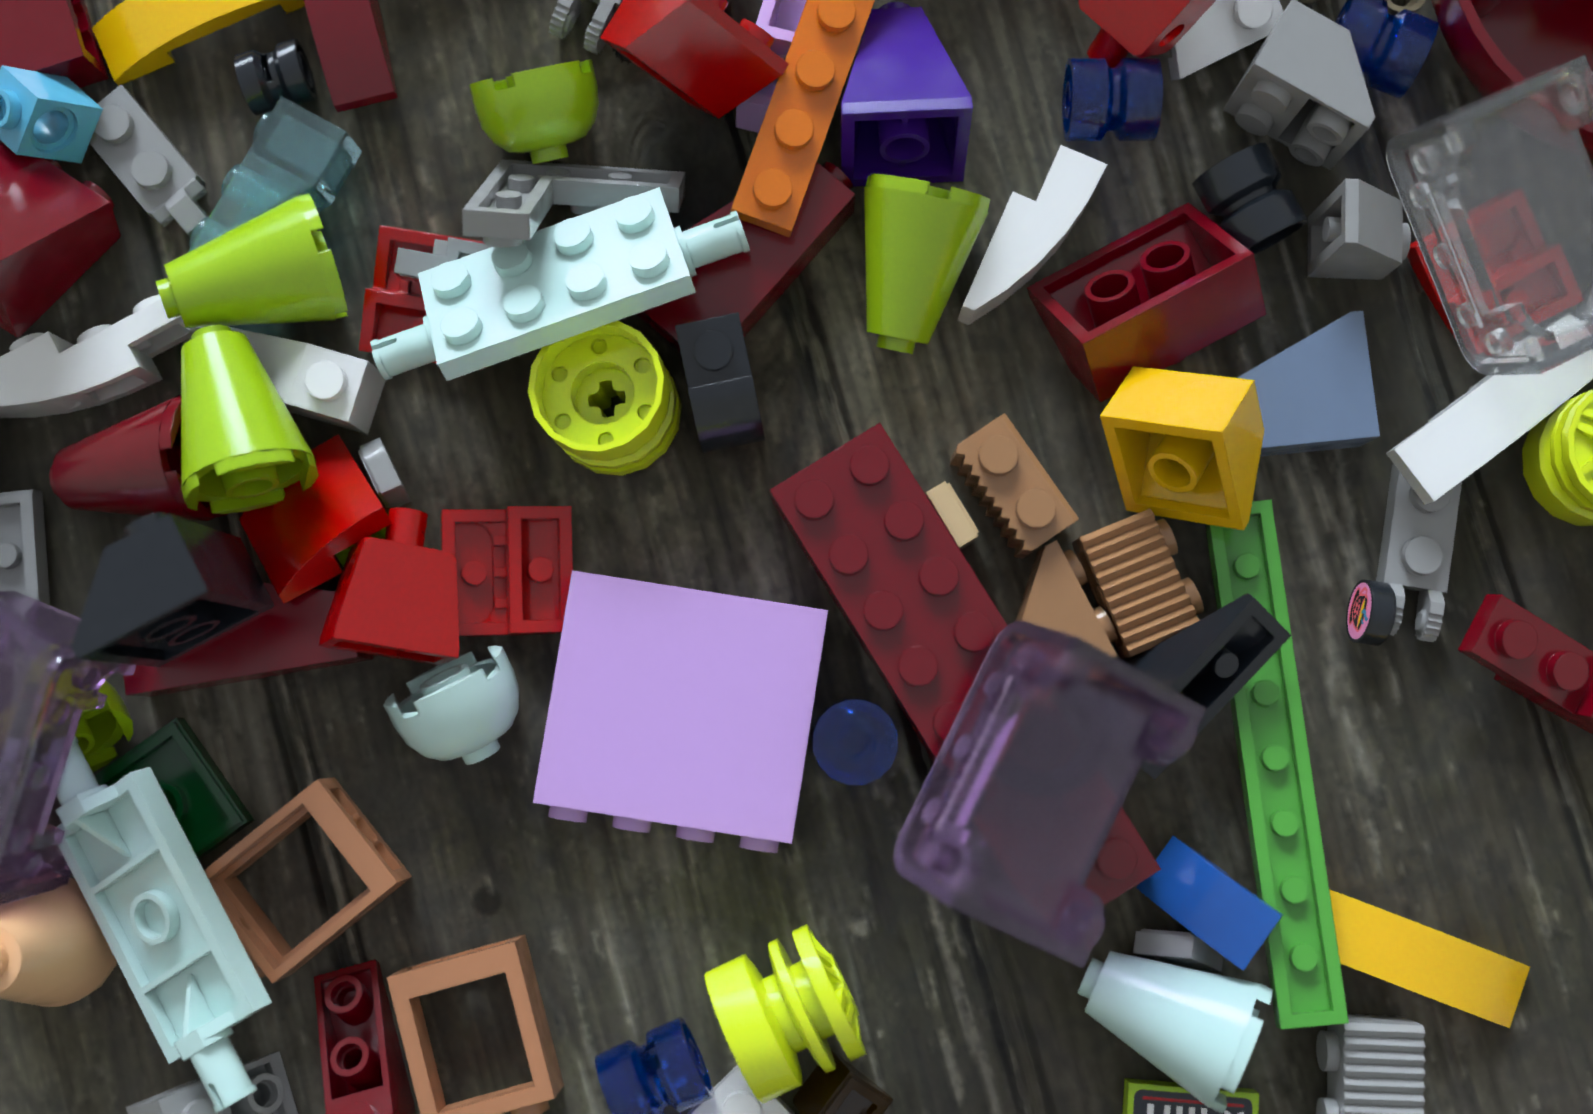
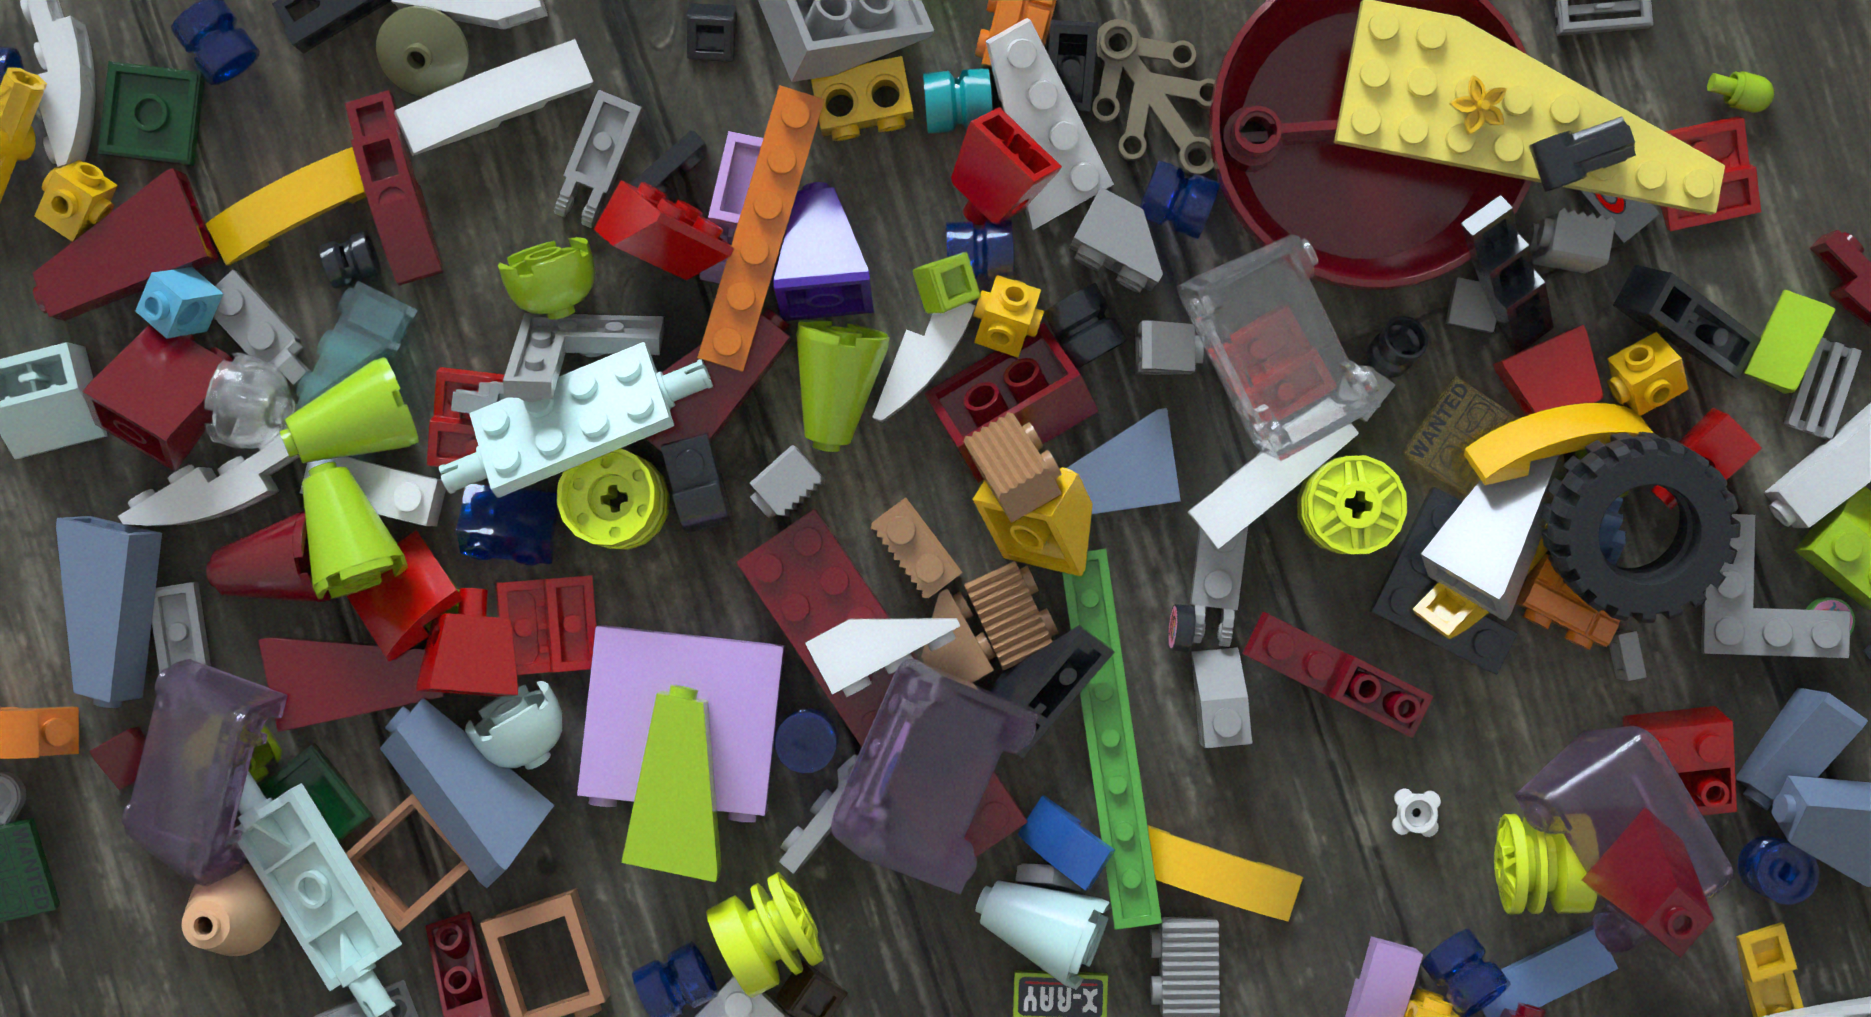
camera: 10 degrees left, 5 degrees up
(115, 246) = (247, 402): none -> clear cylinder
(167, 592) = (315, 661): black slope -> none
(383, 474) = (451, 557): light grey tile -> none
(386, 803) = (476, 804): none -> sand blue slope
(461, 433) = (507, 527): none -> clear blue bracket
(669, 811) = (675, 797): none -> lime slope
(843, 386) = (785, 483): none -> light grey brick
(877, 843) = (803, 843): none -> light grey hinge
(949, 605) = (866, 645): none -> white slope
(953, 514) = (871, 571): tan tile -> none
(1070, 128) = (946, 283): none -> lime slope
(1148, 182) = (1007, 315): none -> yellow brick
(1164, 368) = (1013, 466): none -> medium nougat brick
(1425, 713) = (1221, 698): none -> light grey slope

